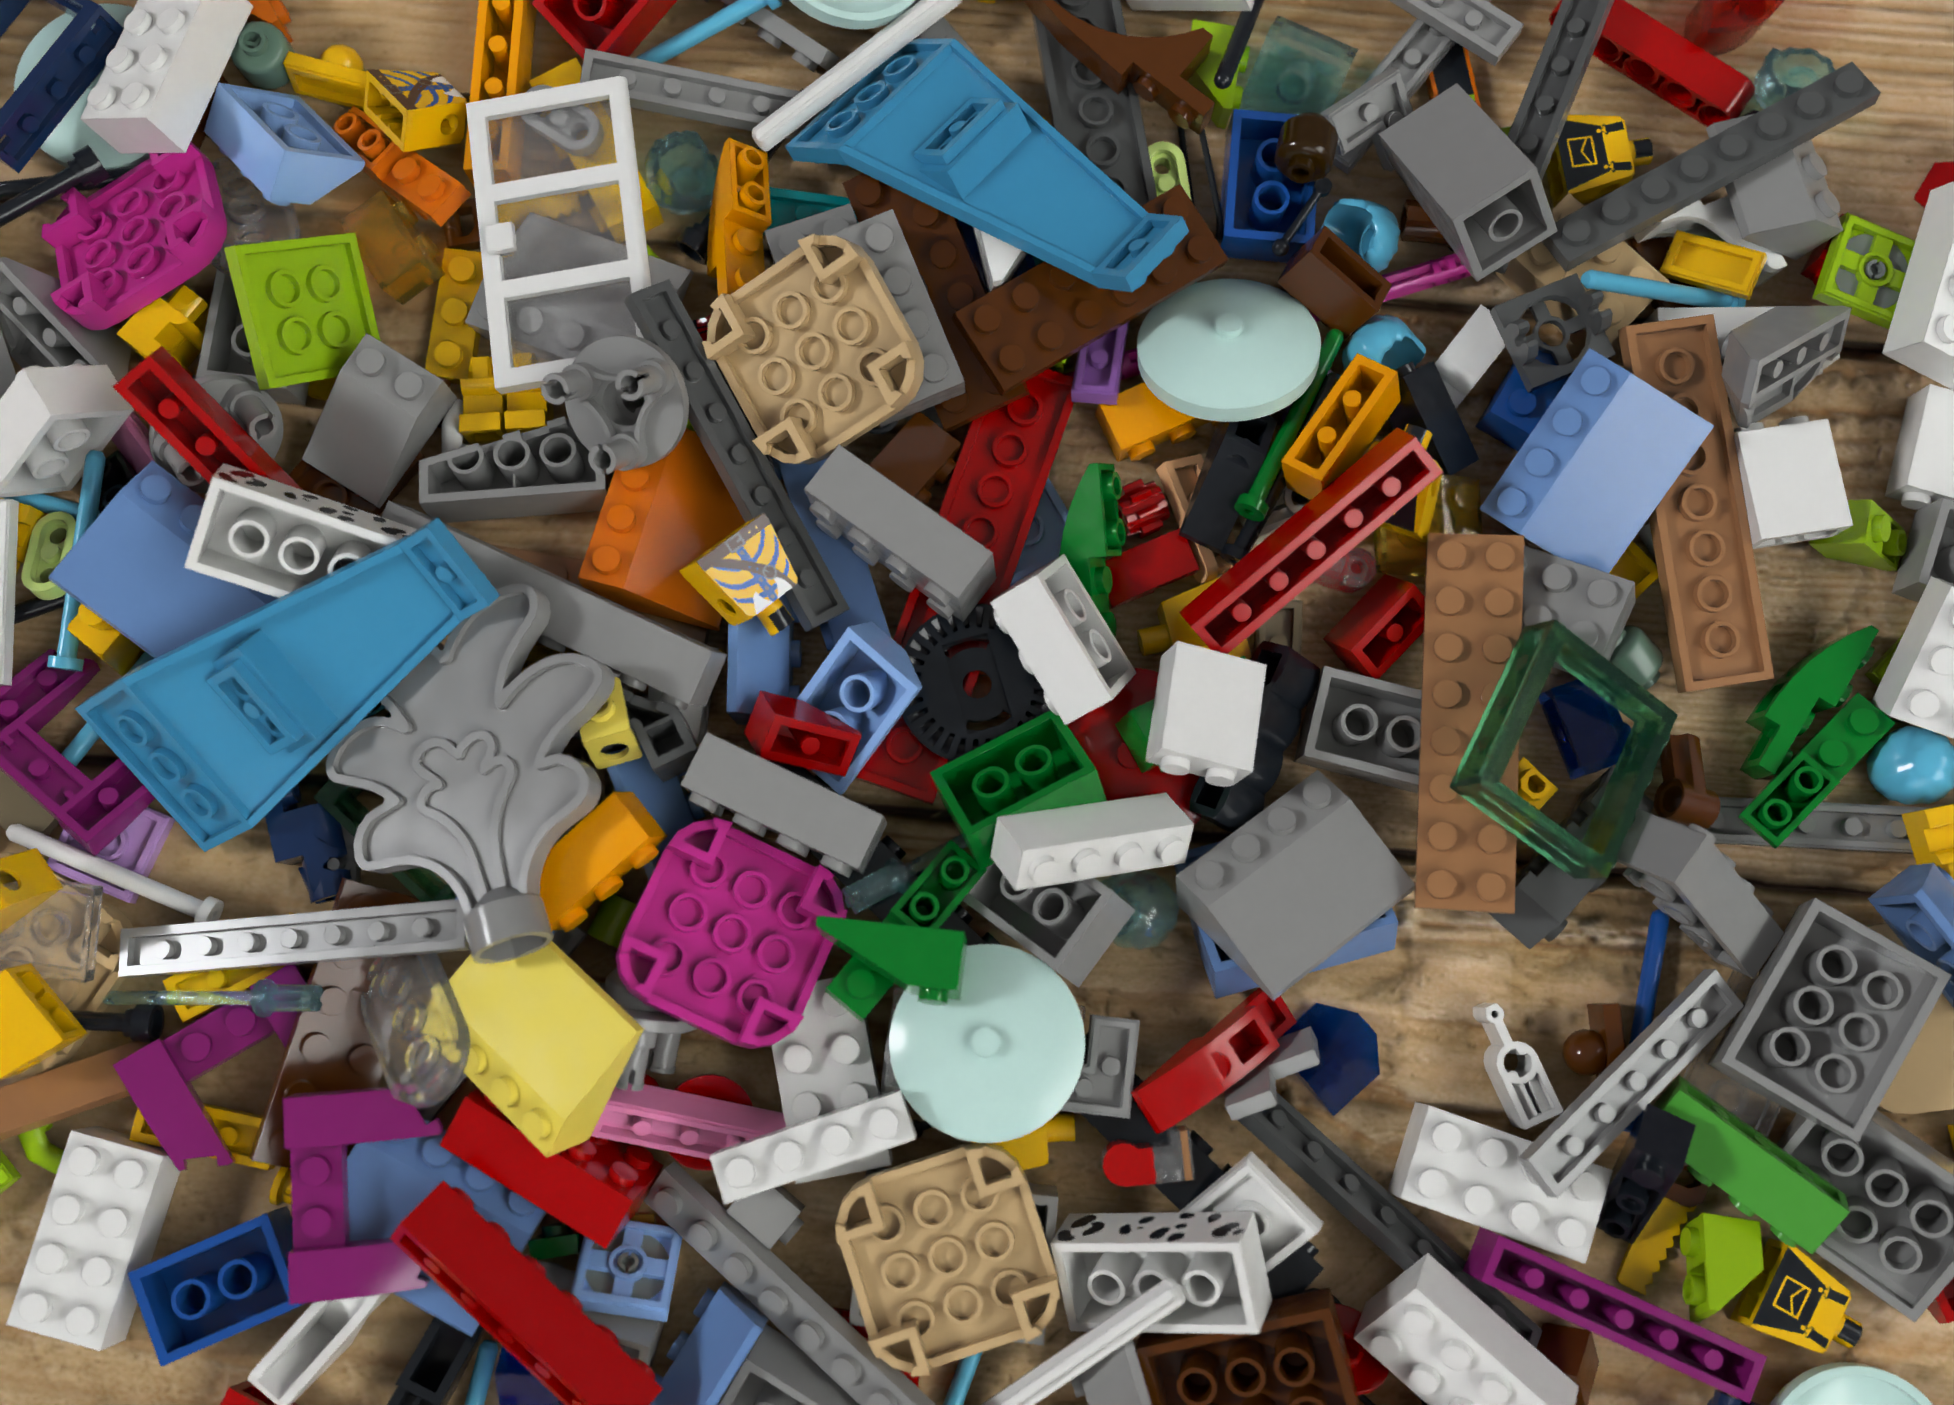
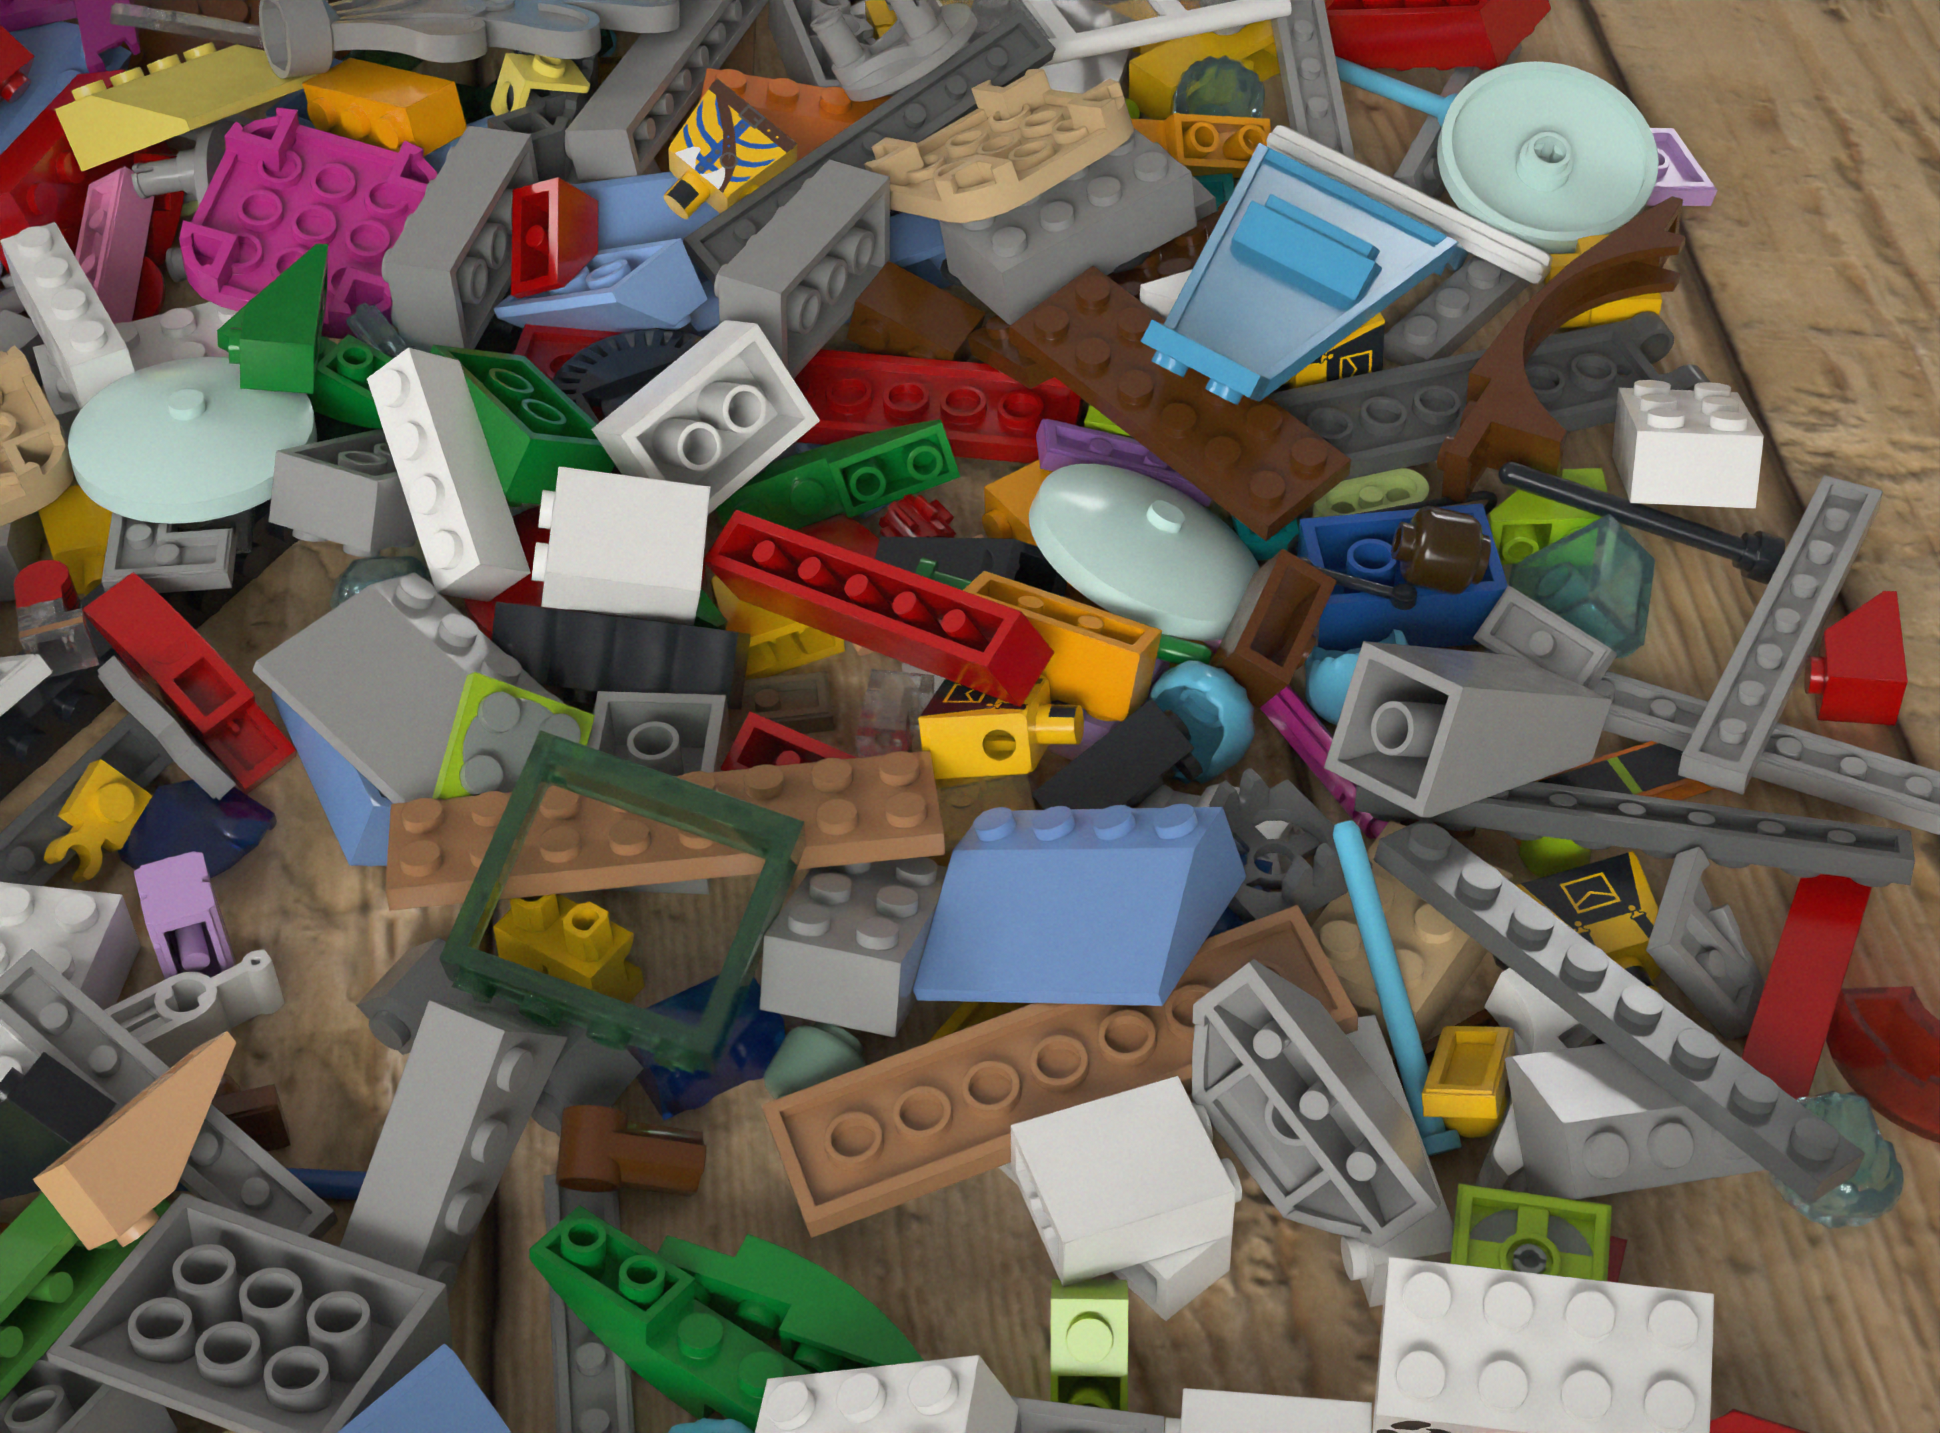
camera: 85 degrees right, 35 degrees down
(1317, 1128) = (102, 815): none -> yellow plate
(1374, 819) = (496, 734): none -> light grey piece
(1460, 1060) = (184, 916): none -> lavender brick
(1638, 100) = (1704, 950): none -> light grey wing
(1698, 1082) = (138, 1154): none -> light nougat slope

